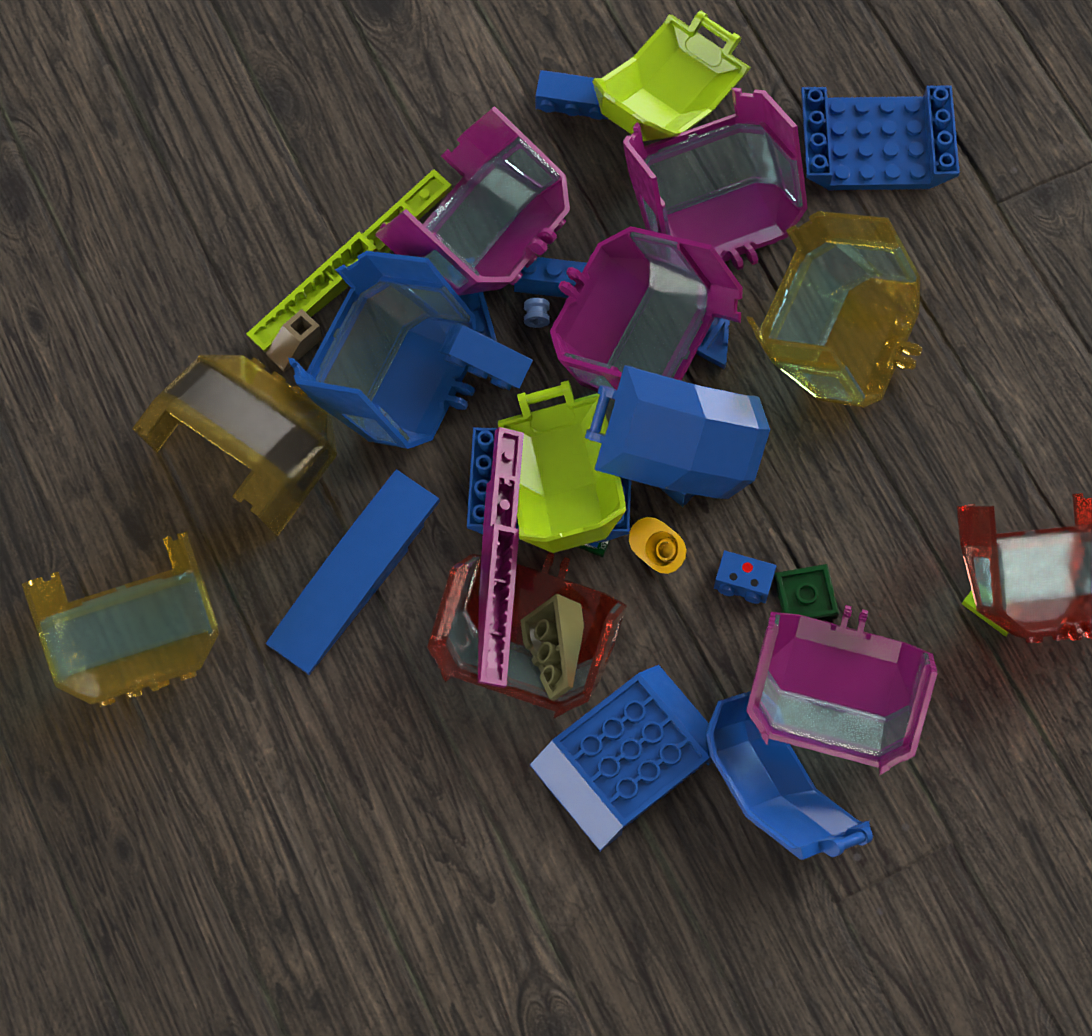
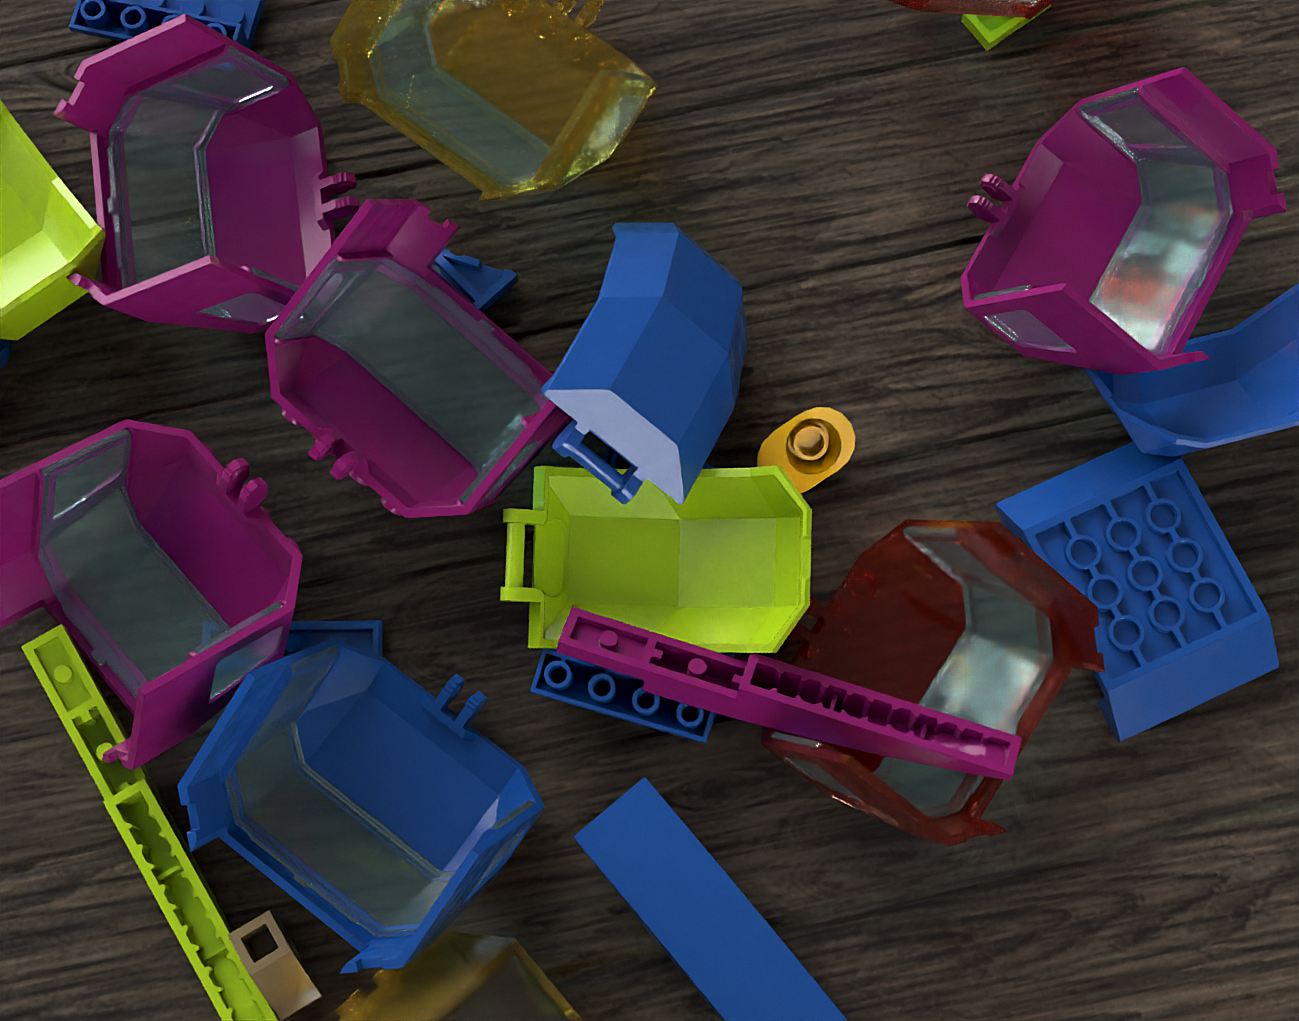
camera: 75 degrees left, 5 degrees up
(485, 357) = (414, 640): blue brick -> none
(536, 312) = (338, 542): medium blue wheel -> none
(545, 276) = (293, 481): blue brick -> none
(554, 638) = (941, 646): olive wedge -> none
(744, 577) = (881, 339): blue brick -> none
(807, 592) = (923, 260): dark green tile -> none

